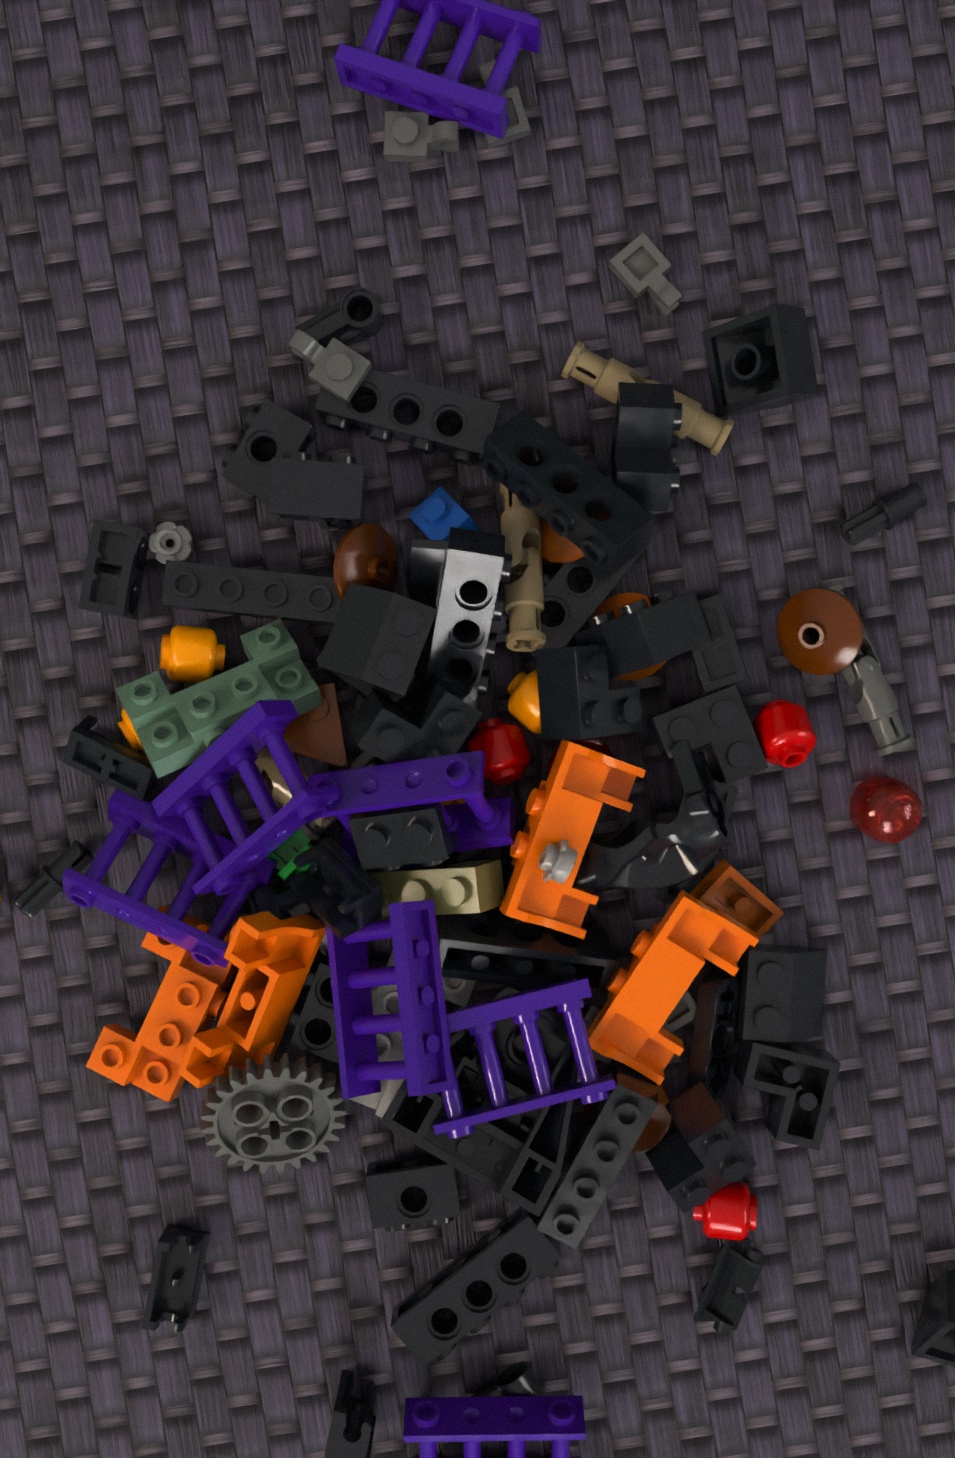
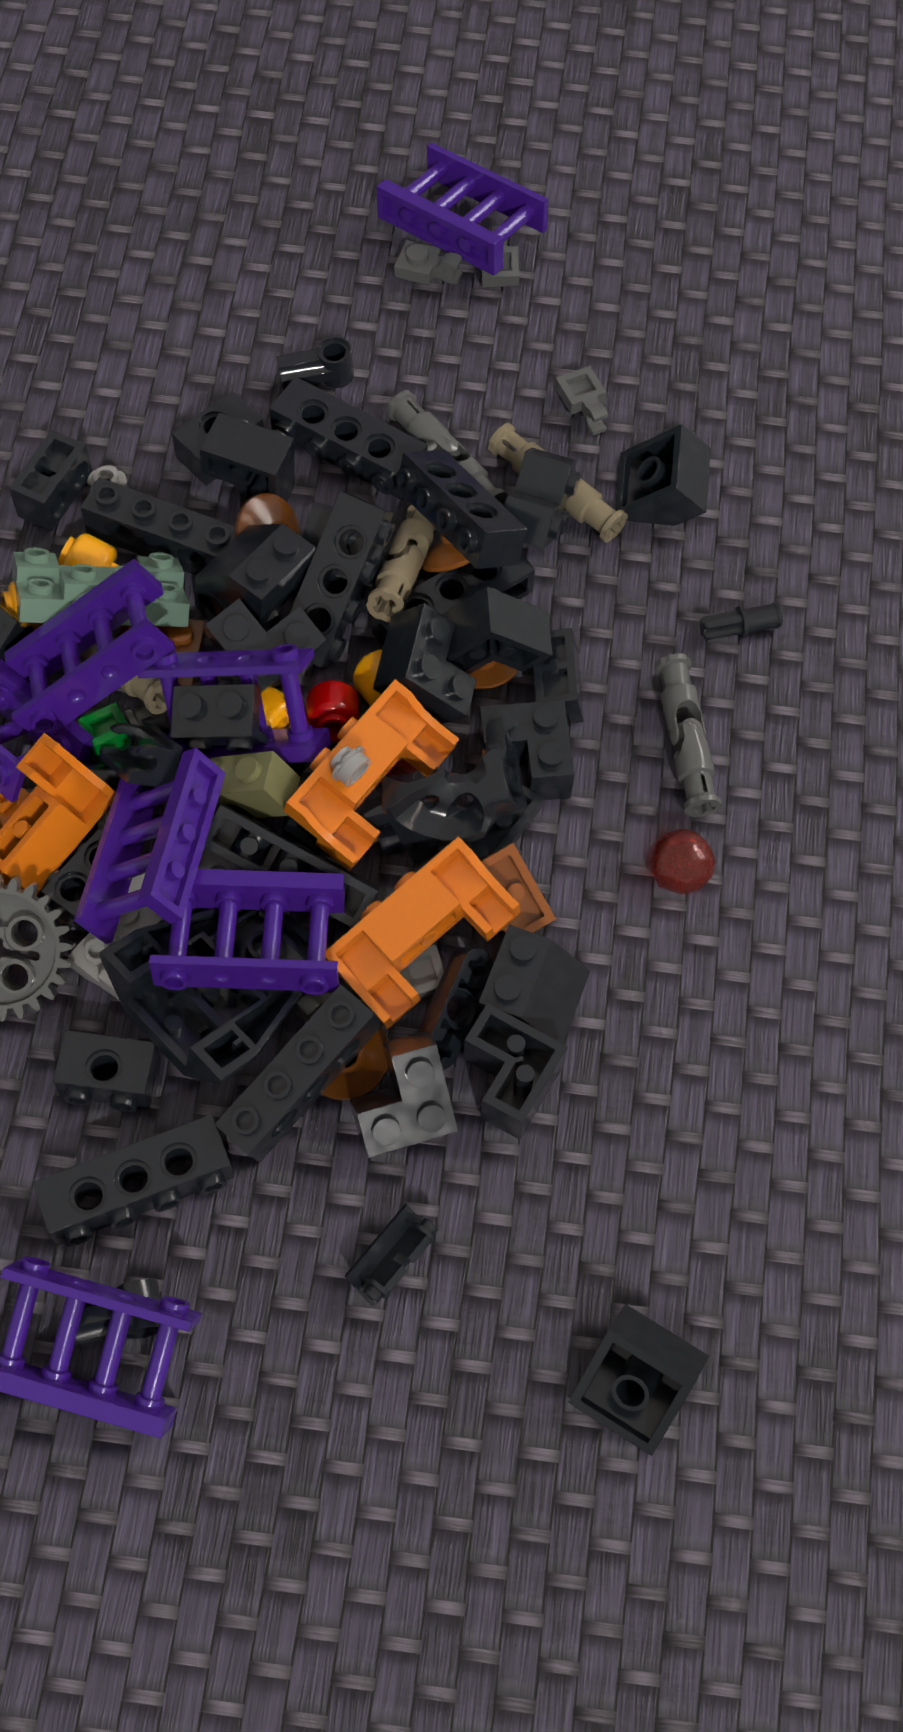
camera: 15 degrees right, 25 degrees down
(335, 368) = (295, 381): dark grey plate -> none
(501, 385) = (431, 431): none -> dark grey piece
(728, 1212) = (413, 1178): red head -> none
(784, 733) = (599, 762): red head -> none
(837, 625) = (665, 699): reddish brown dish -> none

